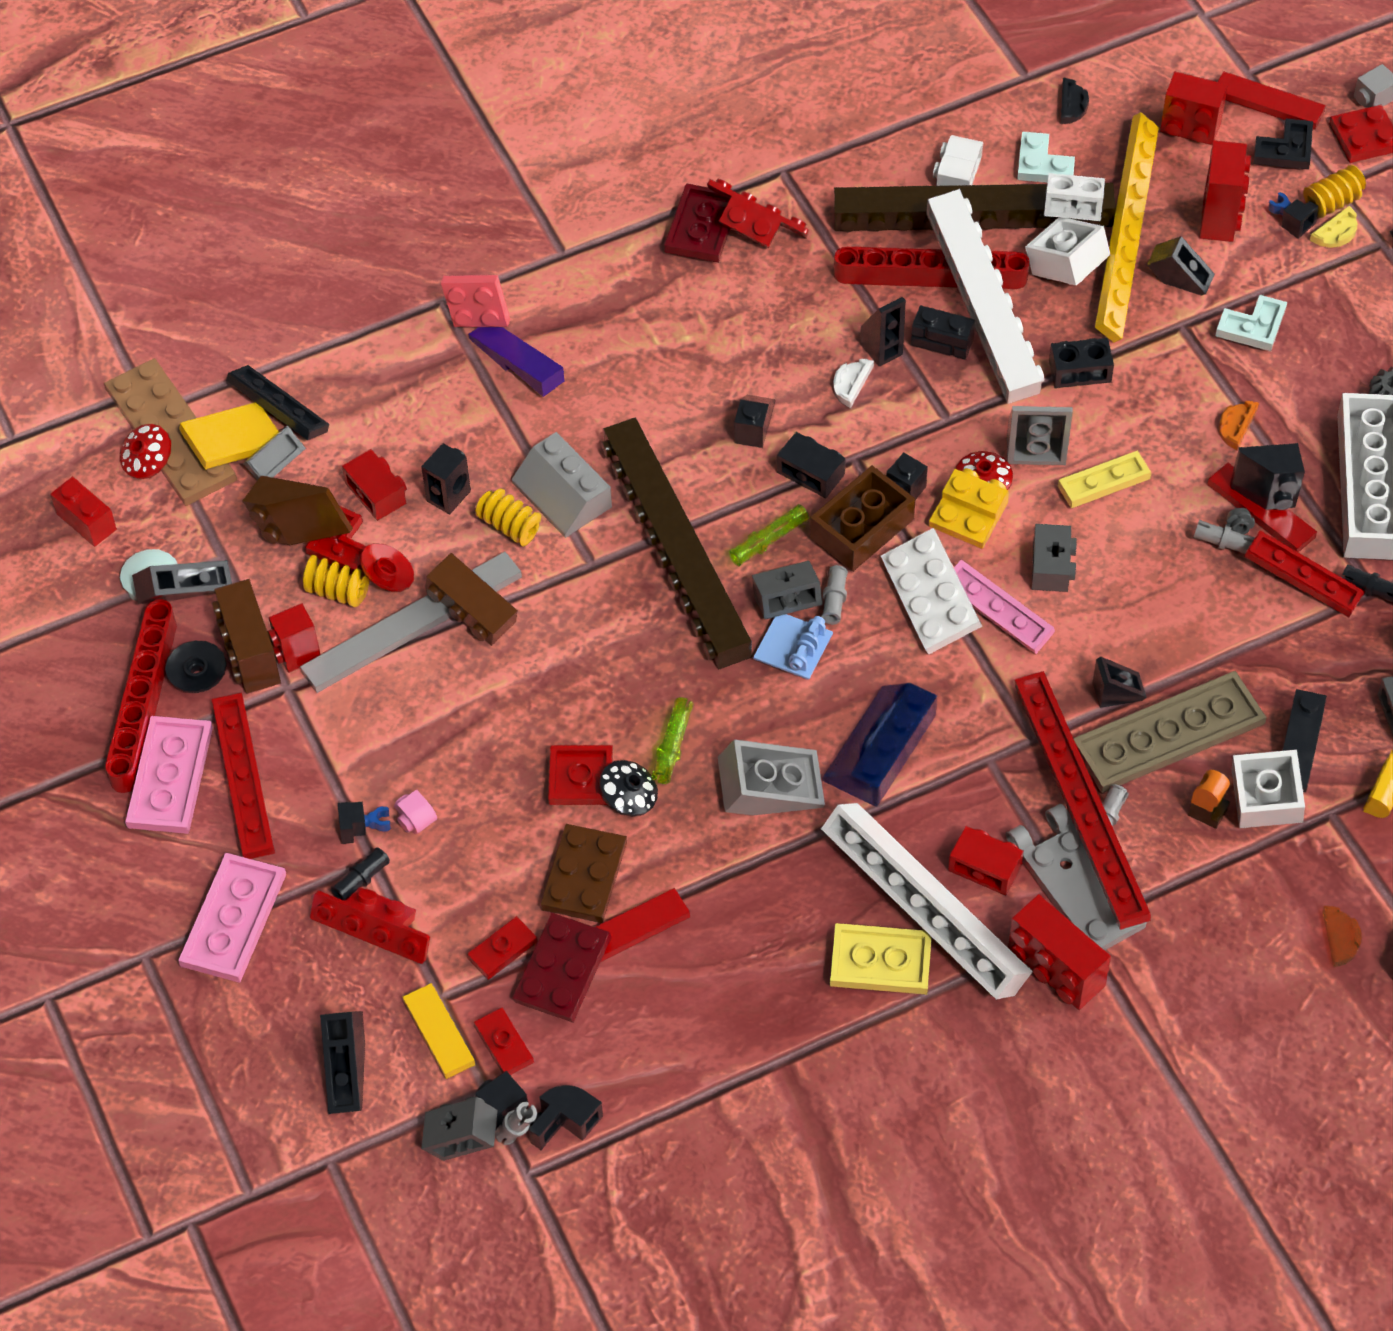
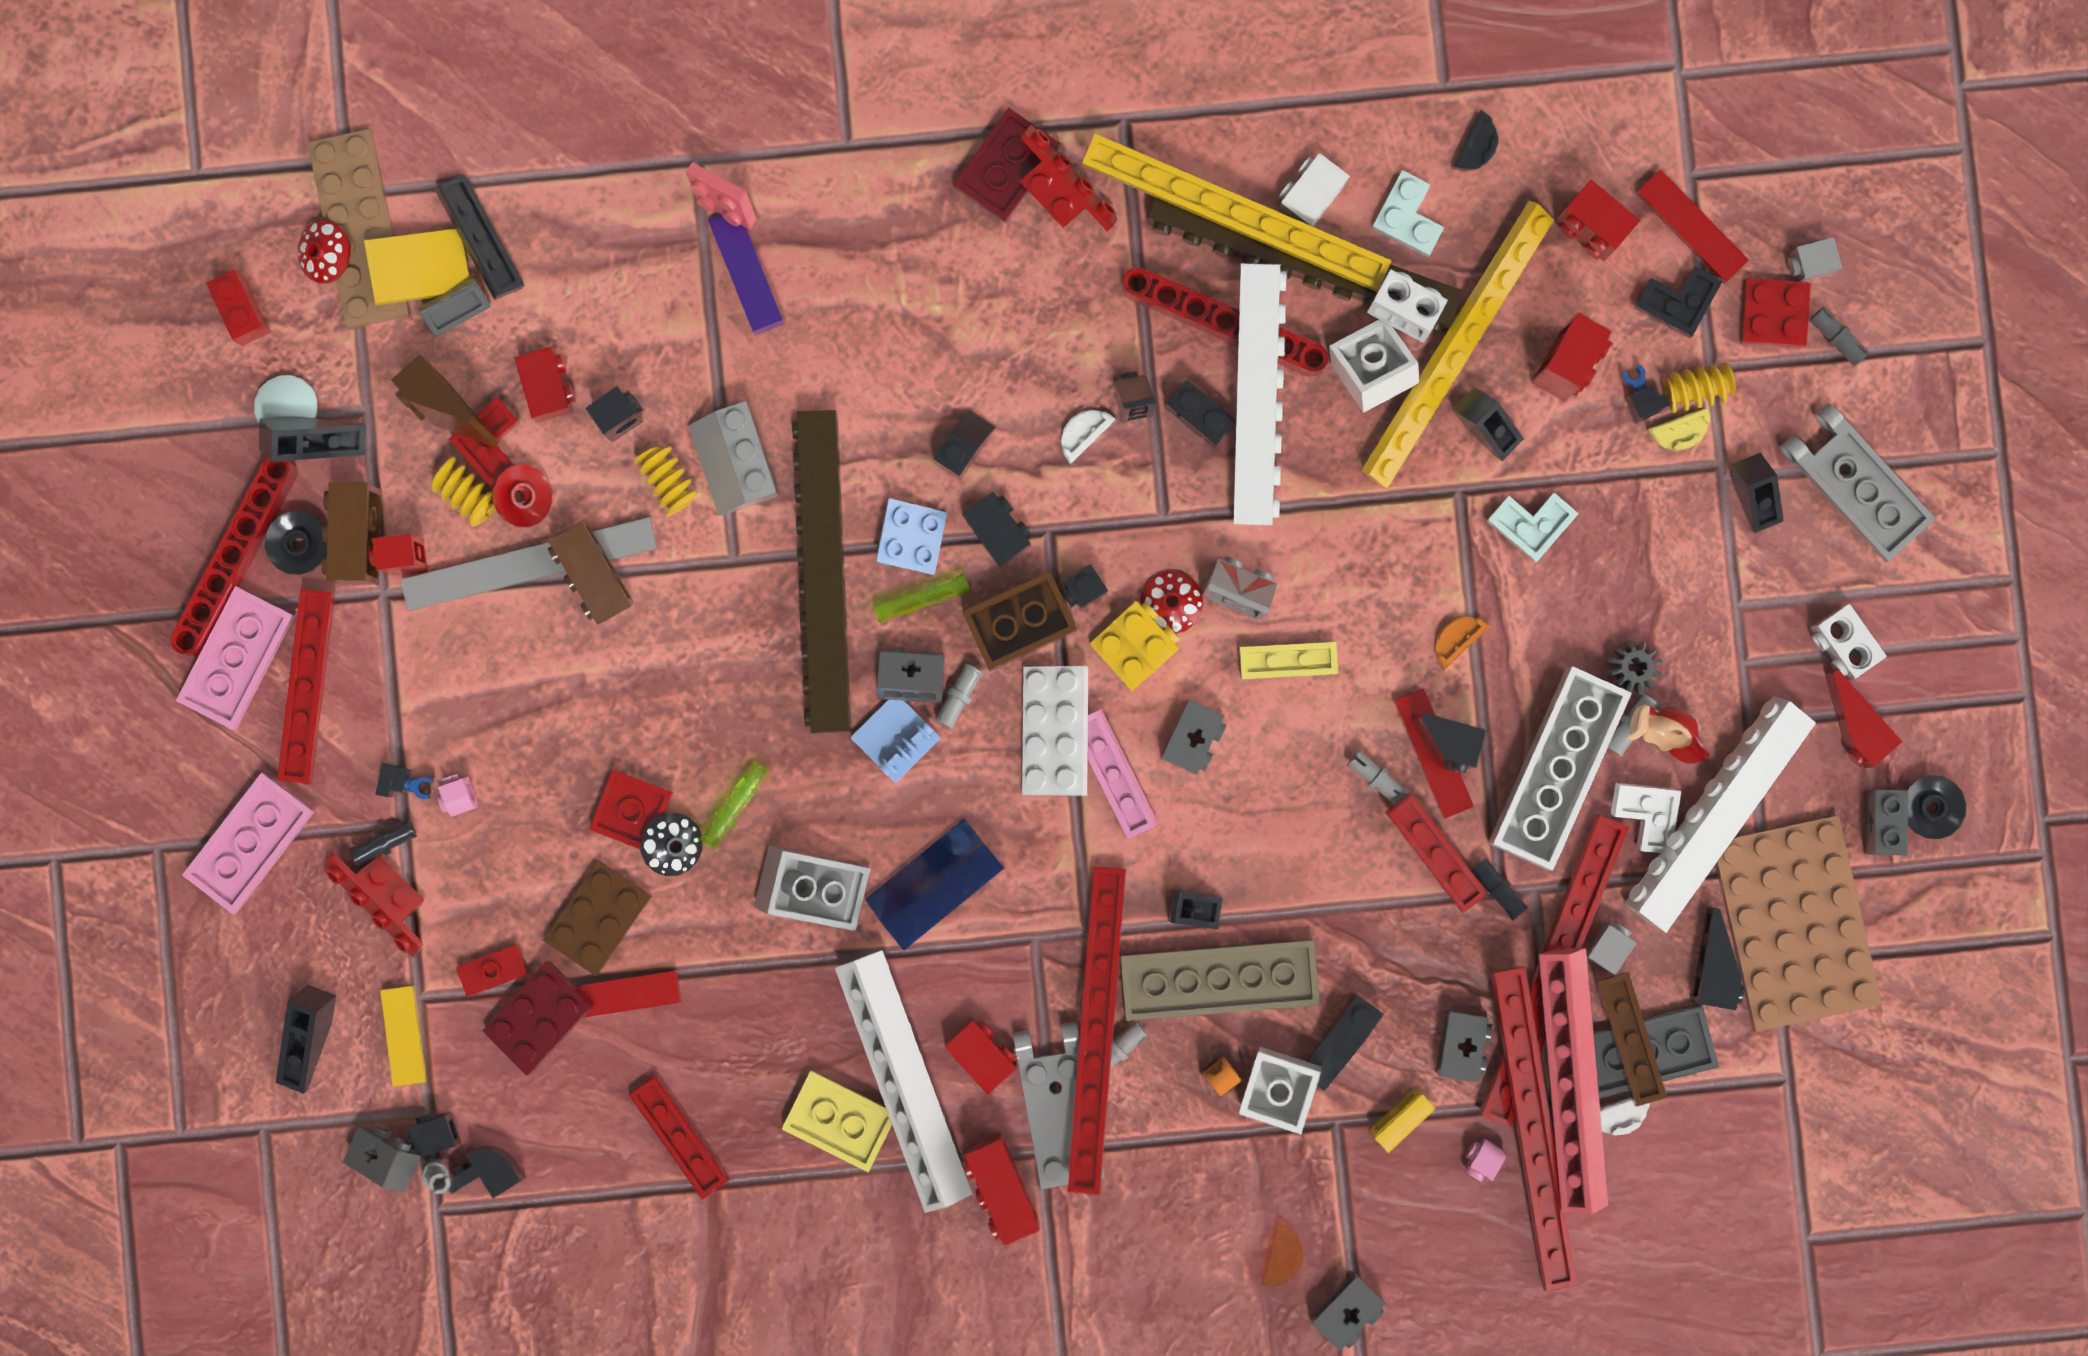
camera: 20 degrees right, 30 degrees up
(503, 1041) = (459, 1070): red plate -> none
(736, 1028) = (679, 1137): none -> red tile
(738, 494) = (911, 536): none -> light blue hinge
(904, 182) = (1236, 212): none -> yellow plate
(1081, 362) = (1327, 514): black brick -> none
(1240, 520) = (1401, 766): dark grey plate -> none

